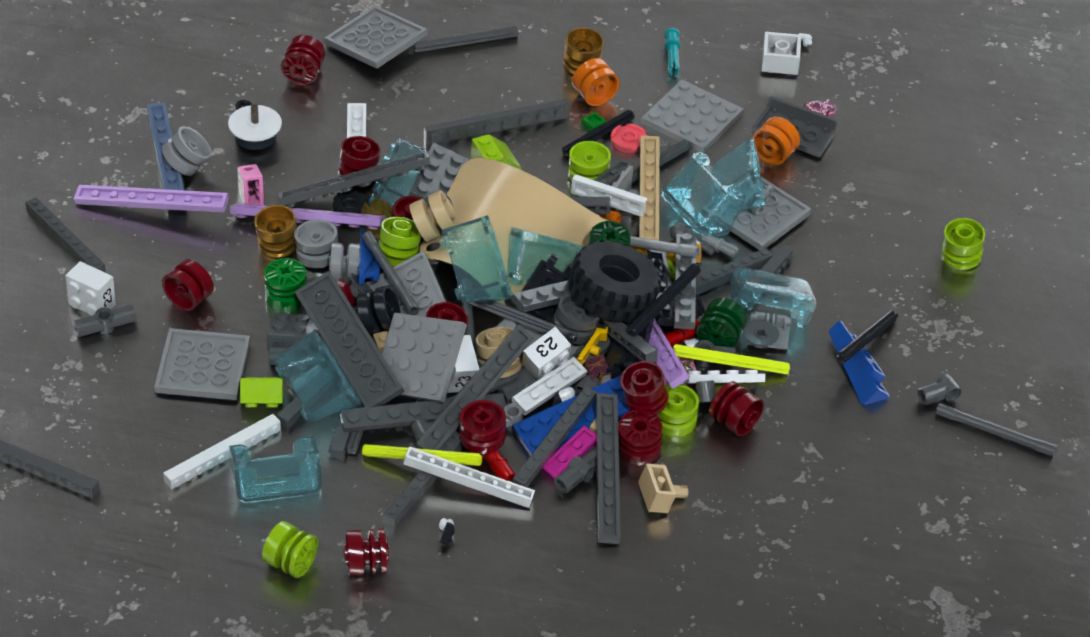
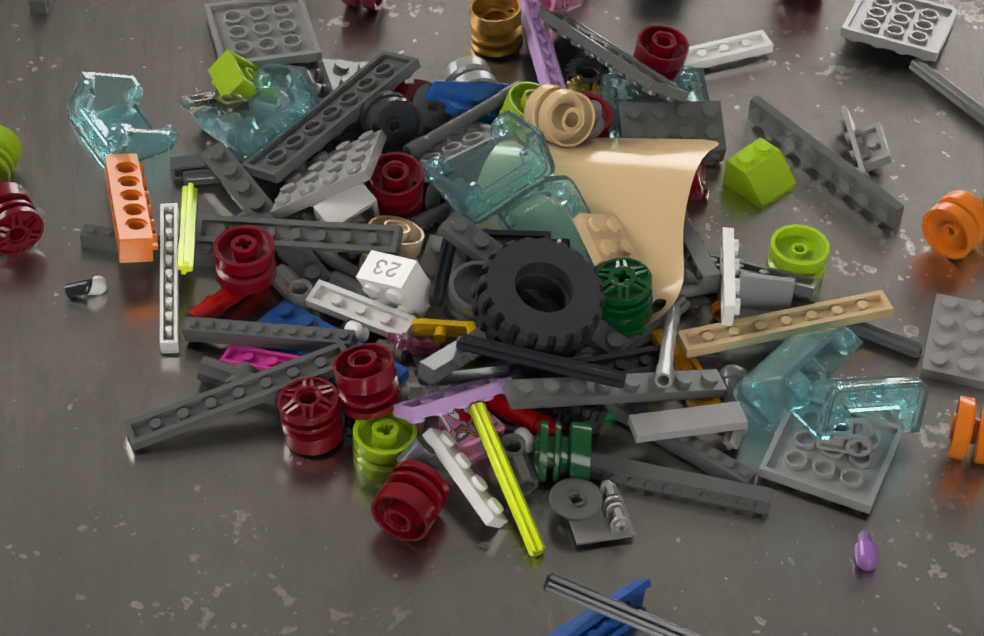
camera: 70 degrees right, 0 degrees up
(220, 452) = (152, 87): white piece -> none
(281, 281) = (421, 42): green wheel -> none
(287, 409) = (225, 104): none -> clear smoke plate
(314, 242) = (503, 54): light grey wheel -> none
(386, 480) = (130, 208): none -> orange brick
(488, 96) = (868, 144): none -> light grey bracket
(567, 234) = (603, 237): none -> tan plate
(593, 121) = (897, 253): green tile -> none
(601, 131) = (883, 262): black axle -> none
(627, 138) = (898, 290): coral tile -> none
(658, 488) = (231, 458): tan brick -> none
(718, 261) = (687, 422): none -> light grey tile
(773, 290) = (656, 493): clear light blue windscreen -> none
(842, 225) = (866, 552): none -> medium lavender cylinder

